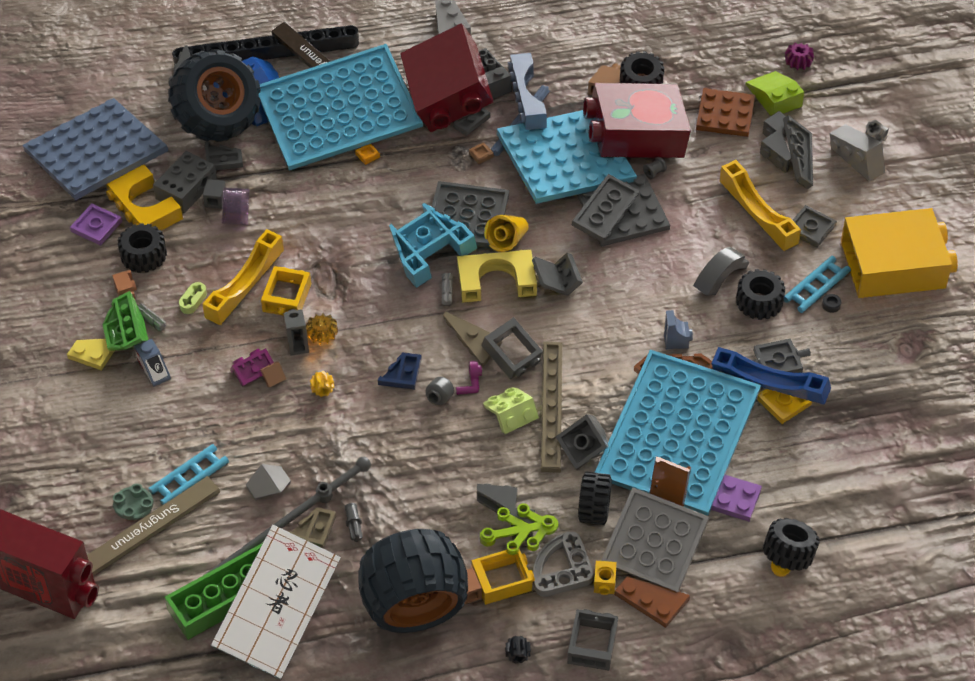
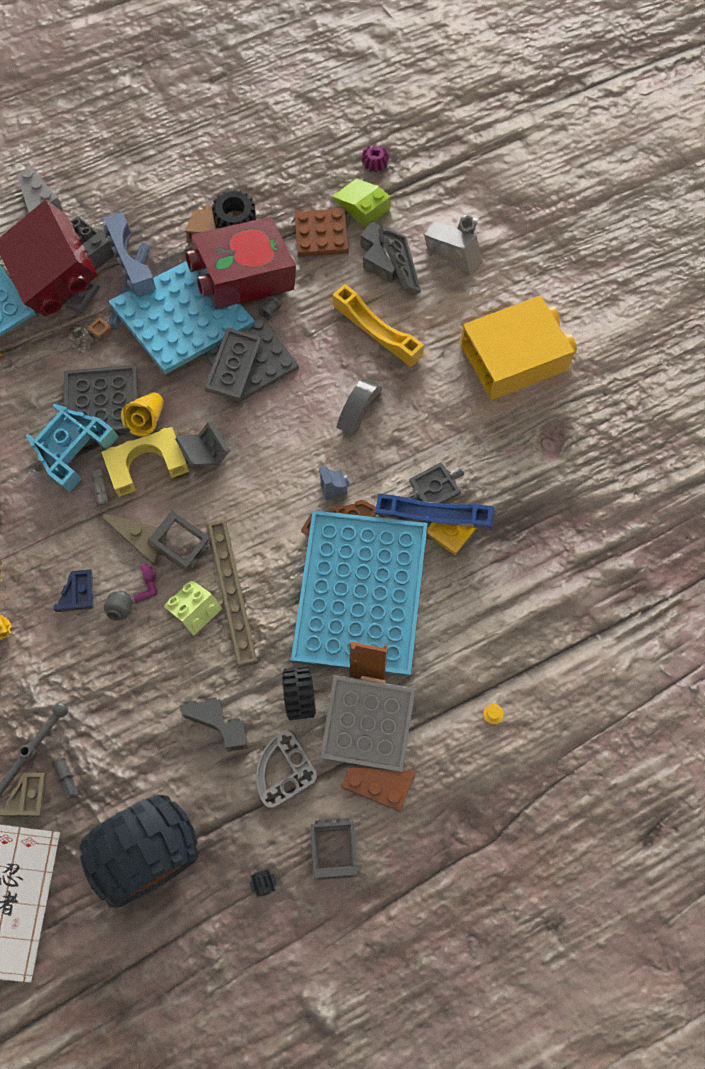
camera: 15 degrees left, 15 degrees up
(474, 587) = (198, 821): nougat brick -> none
(499, 560) = (218, 785): yellow window -> none
(521, 529) = (235, 747): lime plant -> none
(583, 440) = (272, 626): dark grey slope -> none
(606, 570) = (326, 767): yellow brick -> none
(736, 498) = (433, 648): medium lavender plate -> none
(758, 305) = (401, 408): black tyre -> none
(791, 544) = (494, 704): black tyre -> none
(813, 225) = (431, 333): dark grey tile -> none
(817, 293) = (452, 405): medium azure bar -> none
(831, 303) = (468, 412): black tile -> none

